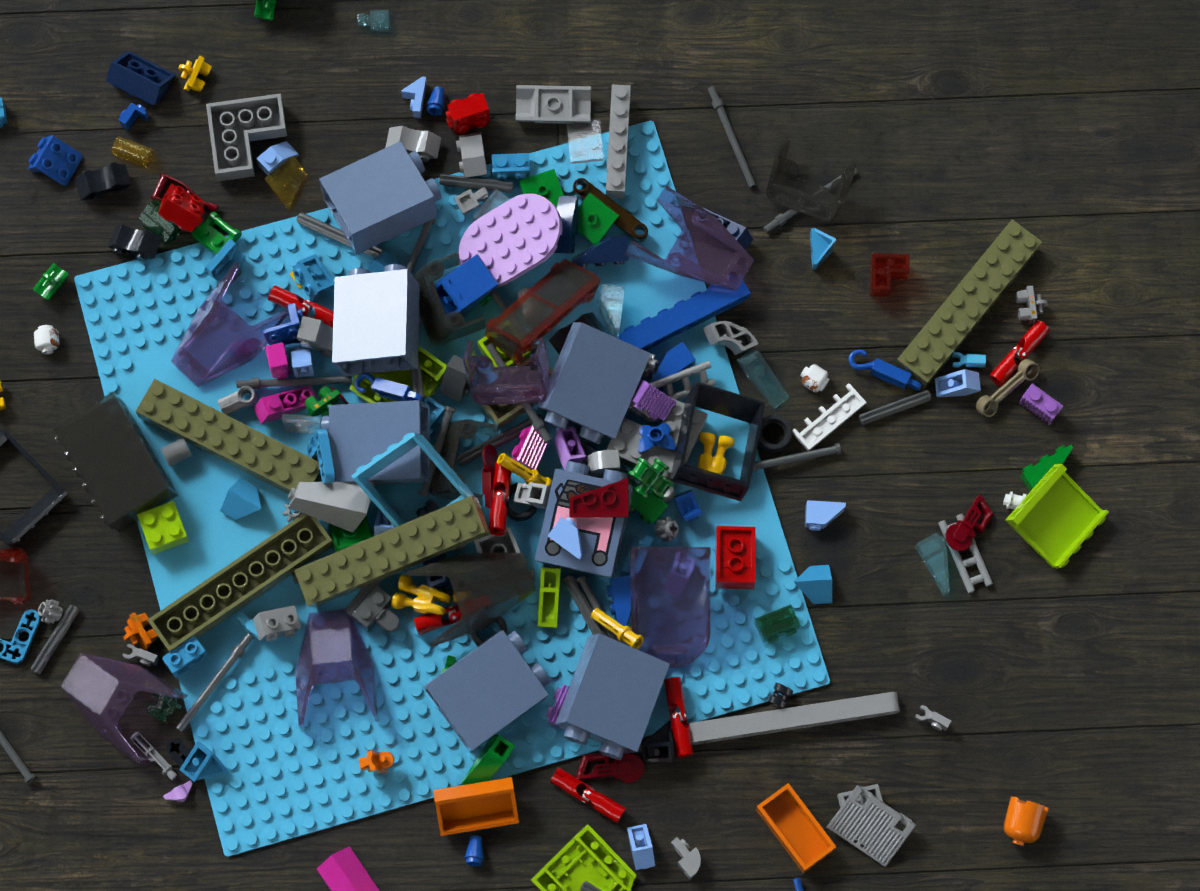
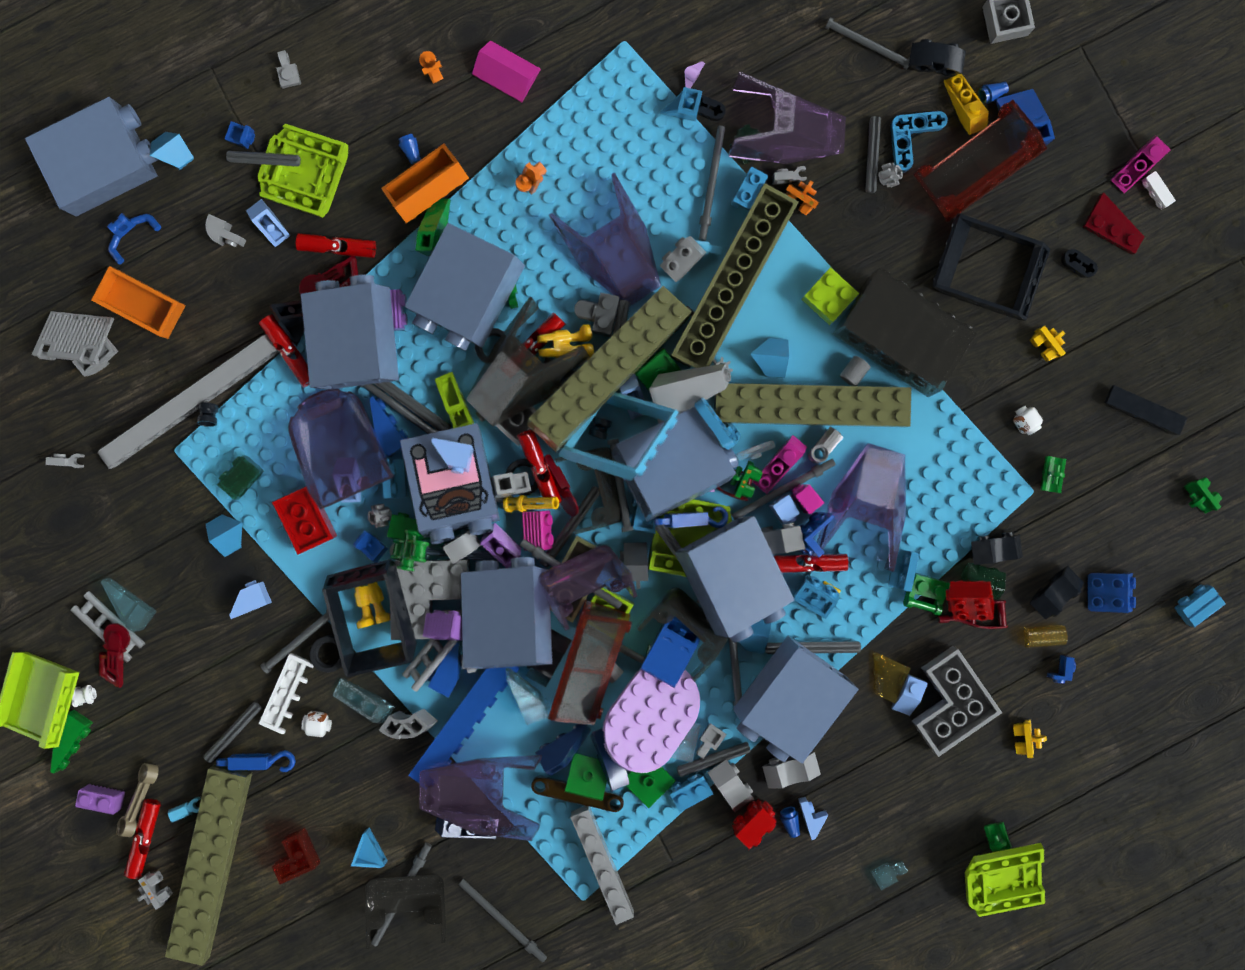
camera: 160 degrees right, 15 degrees up
(140, 77) = (1076, 710): dark blue slope -> none
(153, 755) = (734, 96): light grey piece -> none
(553, 104) = (681, 871): light grey piece -> none
(585, 142) = (634, 849): clear piece -> none
(604, 502) = (435, 502): dark red wing -> none
(623, 633) = (367, 397): yellow pin -> none
(655, 436) = (425, 593): blue animal -> none
(958, 384) = (184, 781): light blue slope -> none

